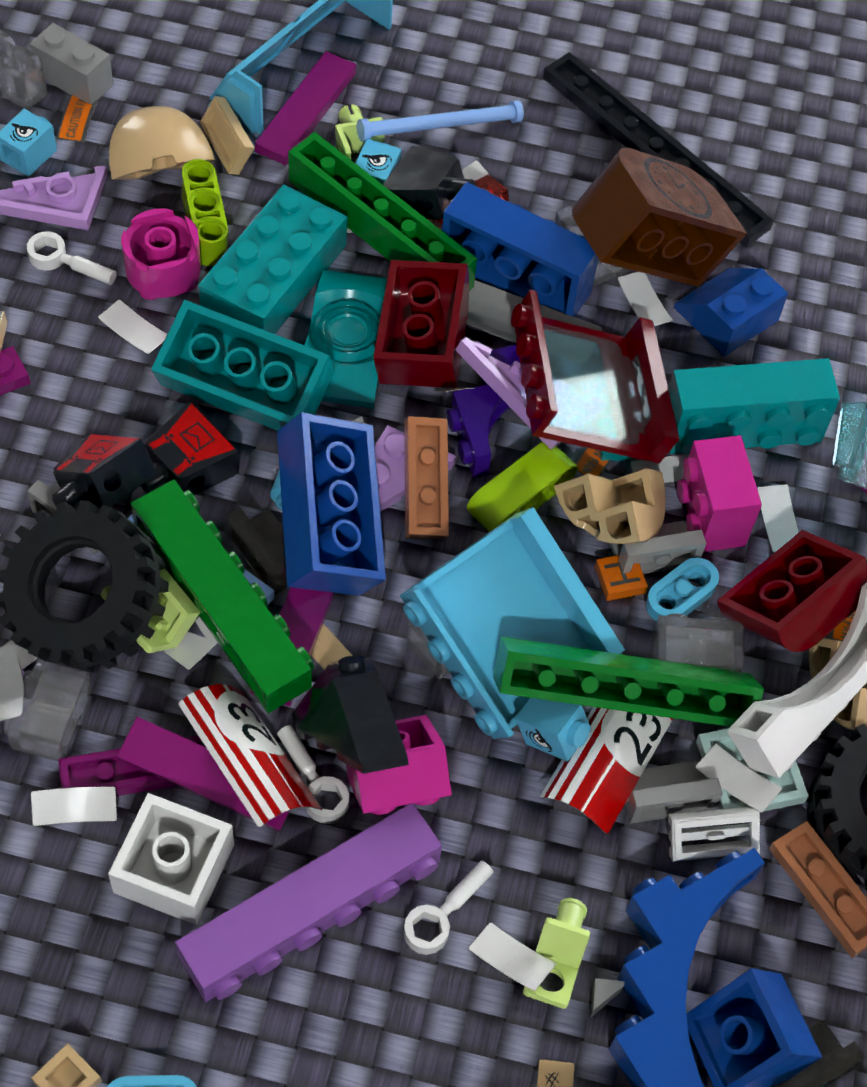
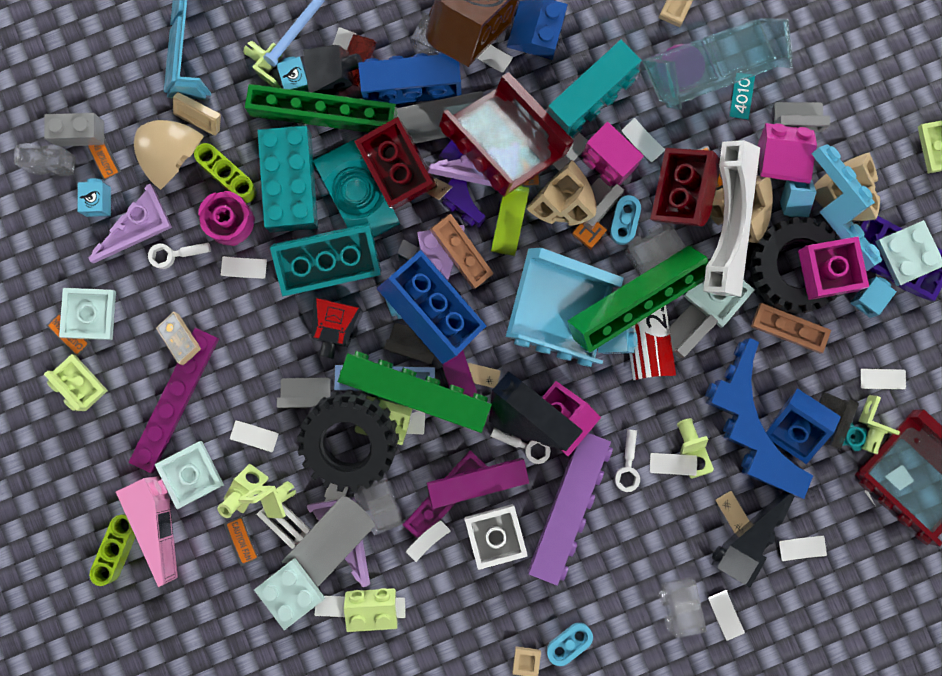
camera: 30 degrees left, 25 degrees up
(102, 470) = (304, 372): black torso -> none
(246, 752) = (489, 460): sticker -> none
(305, 107) = (221, 60): magenta tile -> none
(604, 992) = (724, 452): light grey piece -> none
(709, 818) = (723, 339): white tile -> none
(738, 779) = (718, 305): white sticker -> none

